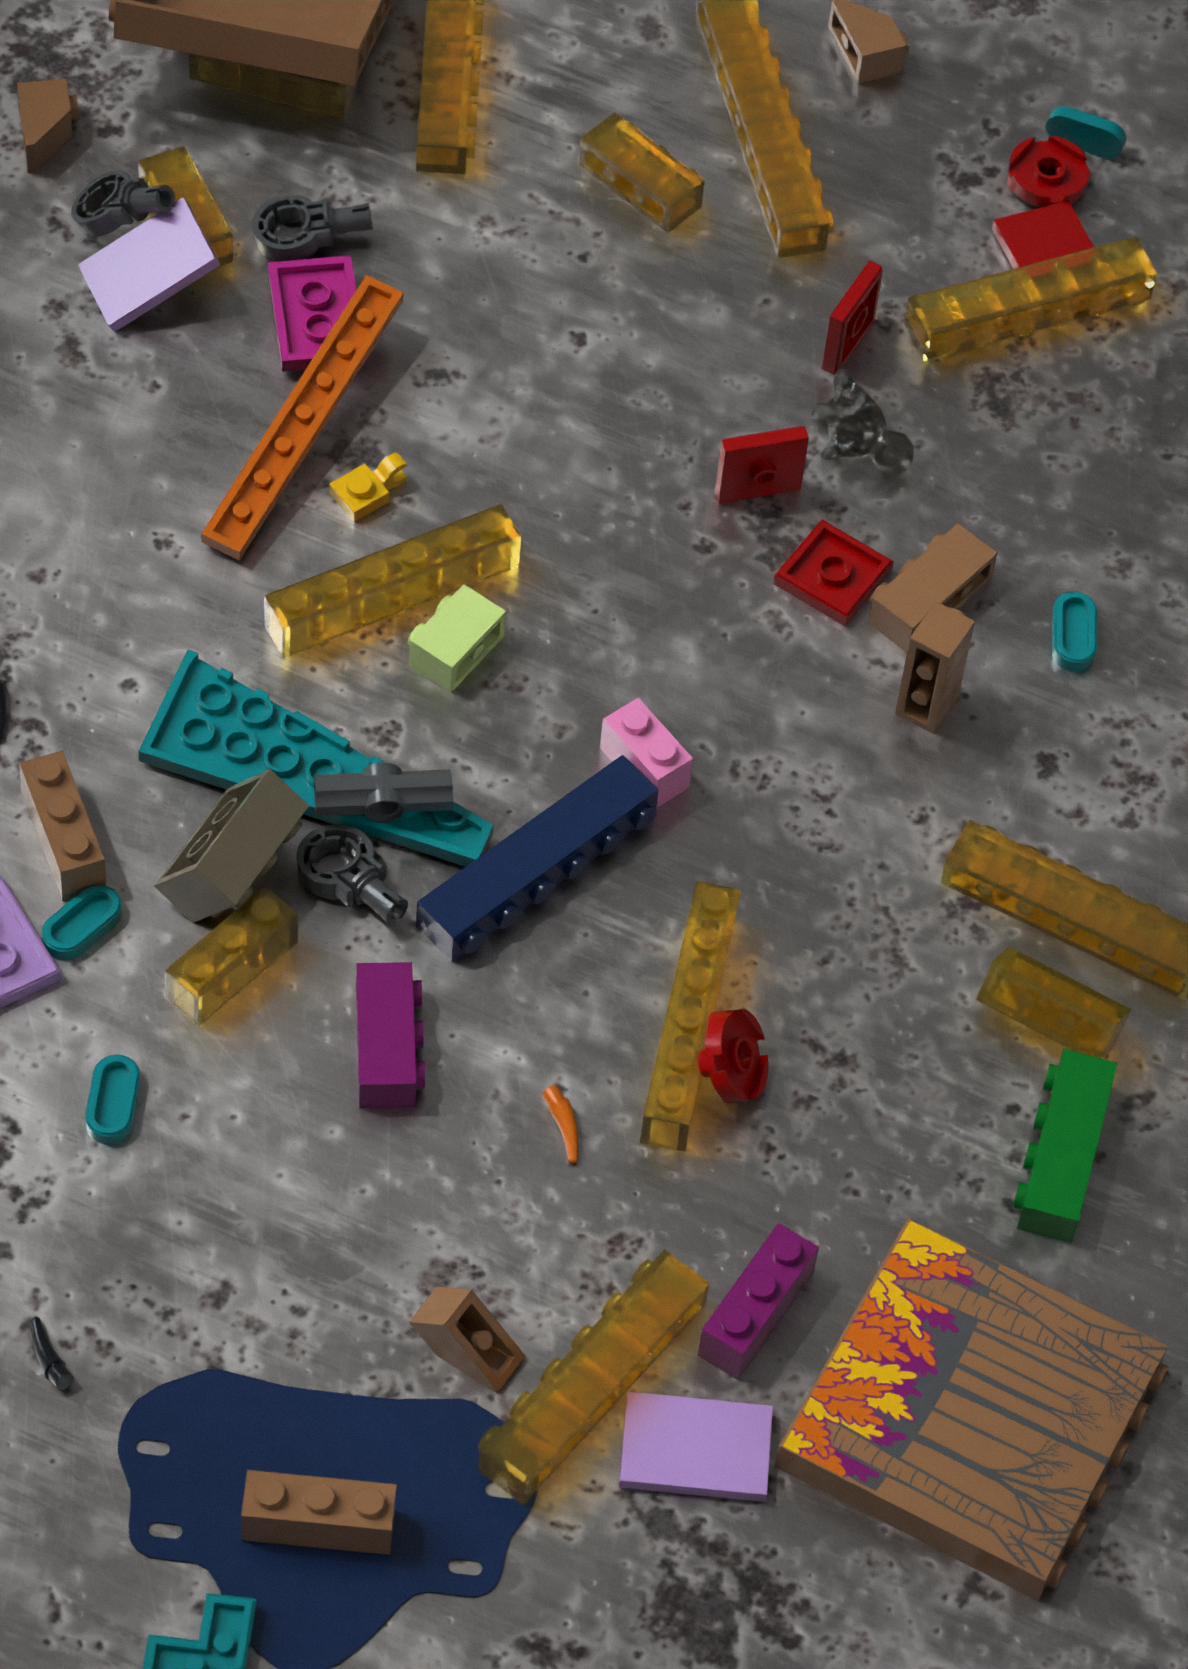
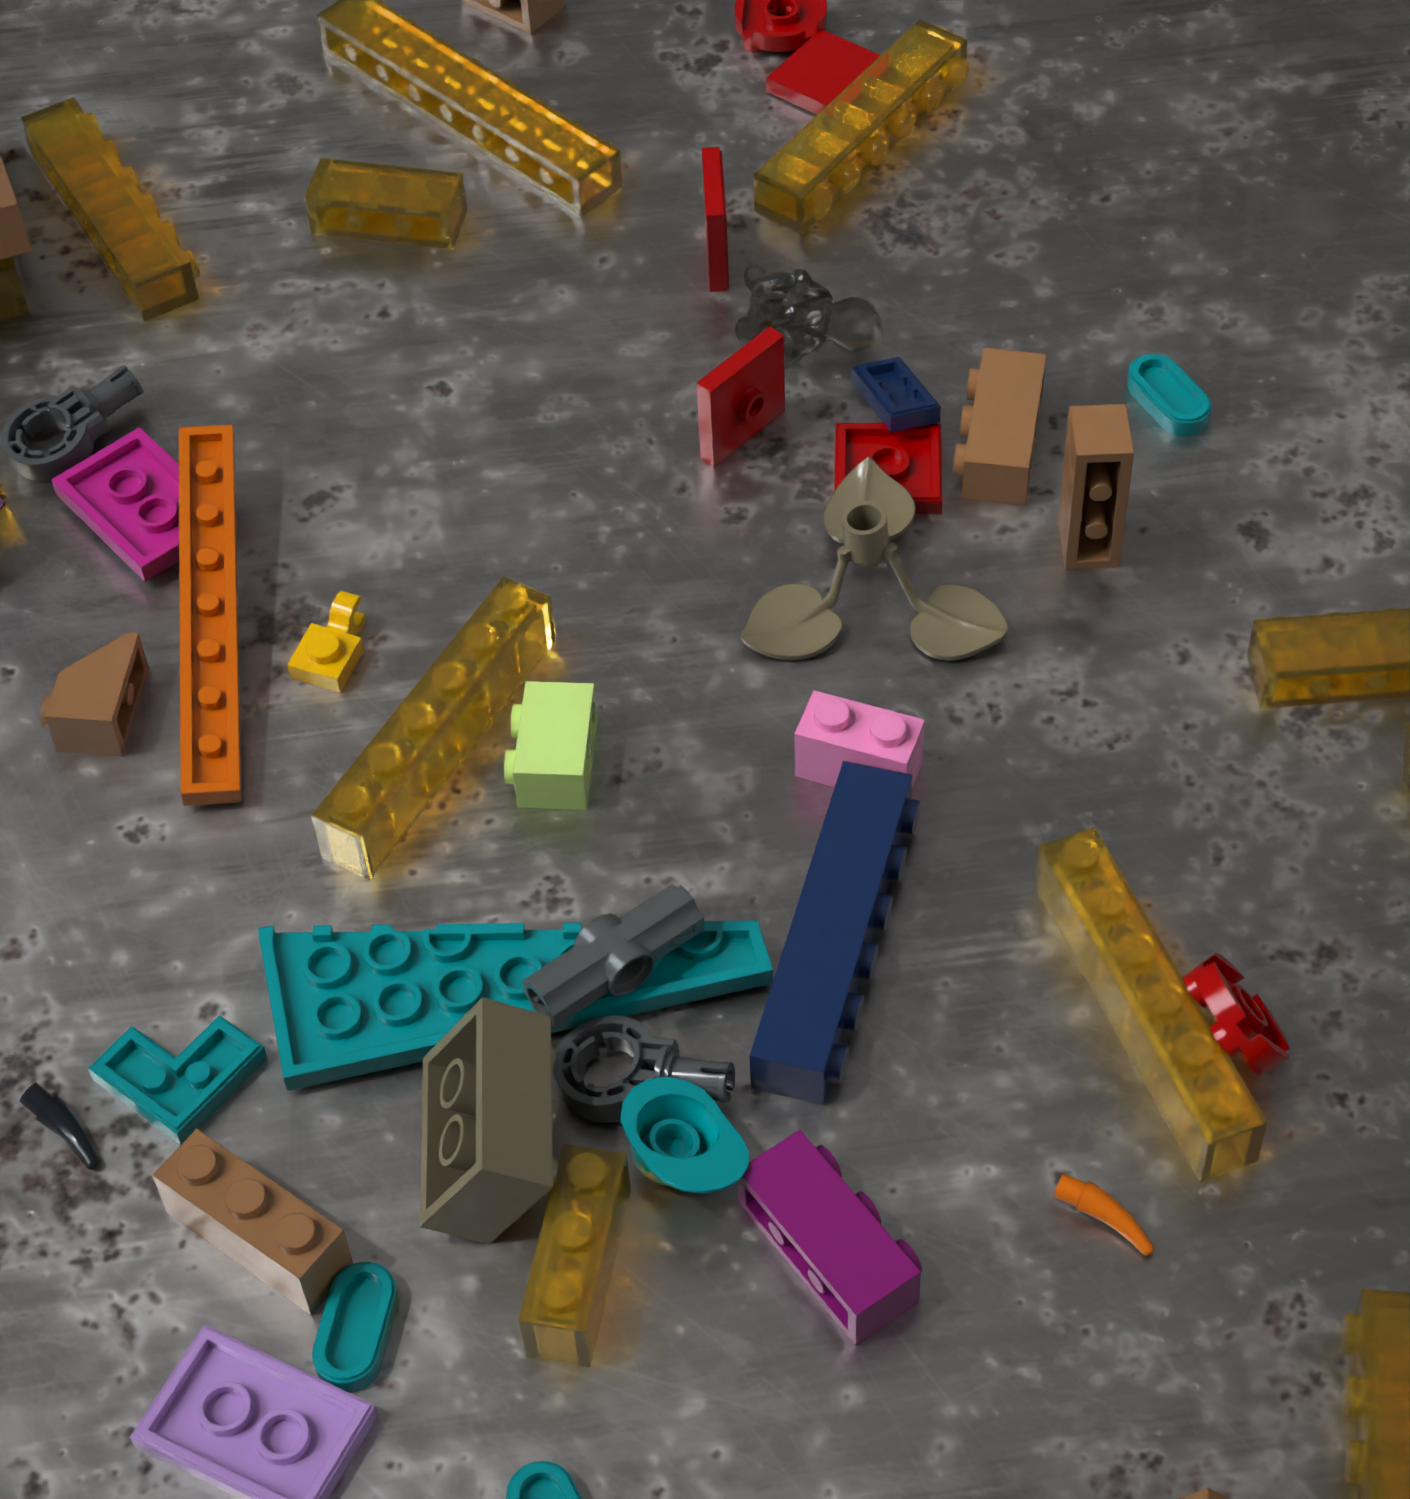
camera: 25 degrees left, 5 degrees down
(80, 723) = (183, 1089): none -> teal tile
(195, 438) = (97, 699): none -> medium nougat slope
(341, 924) = (682, 1136): none -> teal piece
(789, 594) = (865, 516): none -> dark tan plant
(878, 522) = (895, 394): none -> dark blue plate

